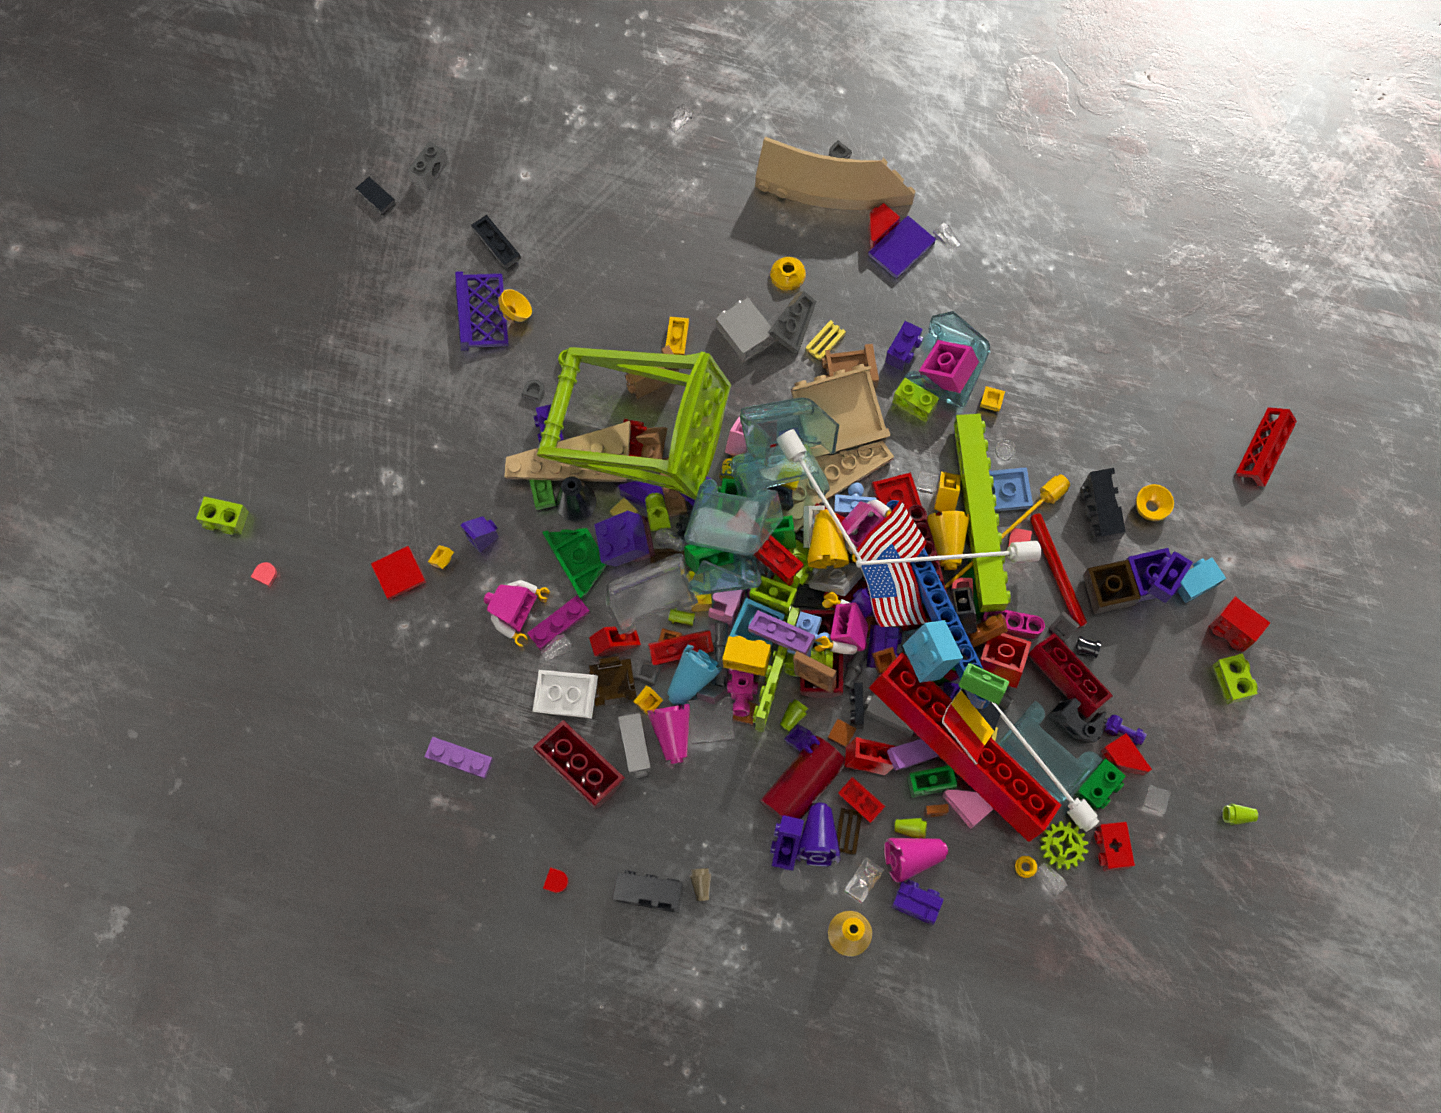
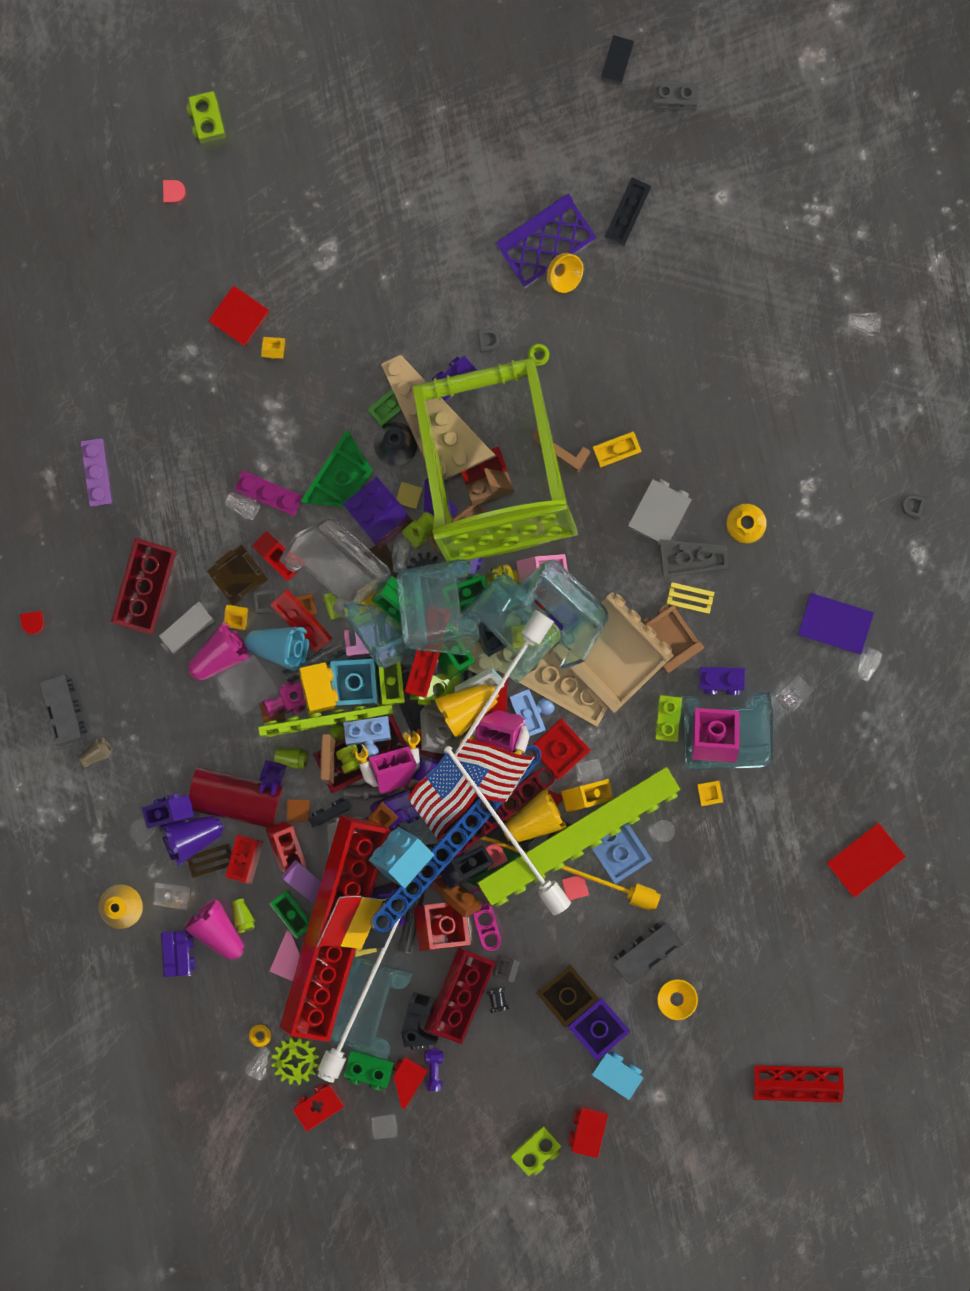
camera: 60 degrees right, 15 degrees up
(480, 532) = (314, 372): dark purple slope -> none
(511, 606) = (258, 442): dark pink torso -> none
(565, 694) = (201, 538): white tile -> none
(712, 694) = (271, 673): flat silver tile -> none
(781, 633) = (354, 709): medium lavender plate -> none
(829, 180) = (860, 515): tan slope -> none
(881, 223) = (848, 590): red slope -> none
(936, 810) = (268, 931): dark orange tile -> none
(943, 300) = (794, 694): none -> clear slope
(983, 683) = (389, 918): bright green slope -> none
(1058, 569) = (563, 937): red axle -> none
(1103, 312) = (866, 860): none -> red tile
(1170, 576) = (593, 1044): dark purple brick -> none
(1238, 814) = (406, 1207): lime cone -> none

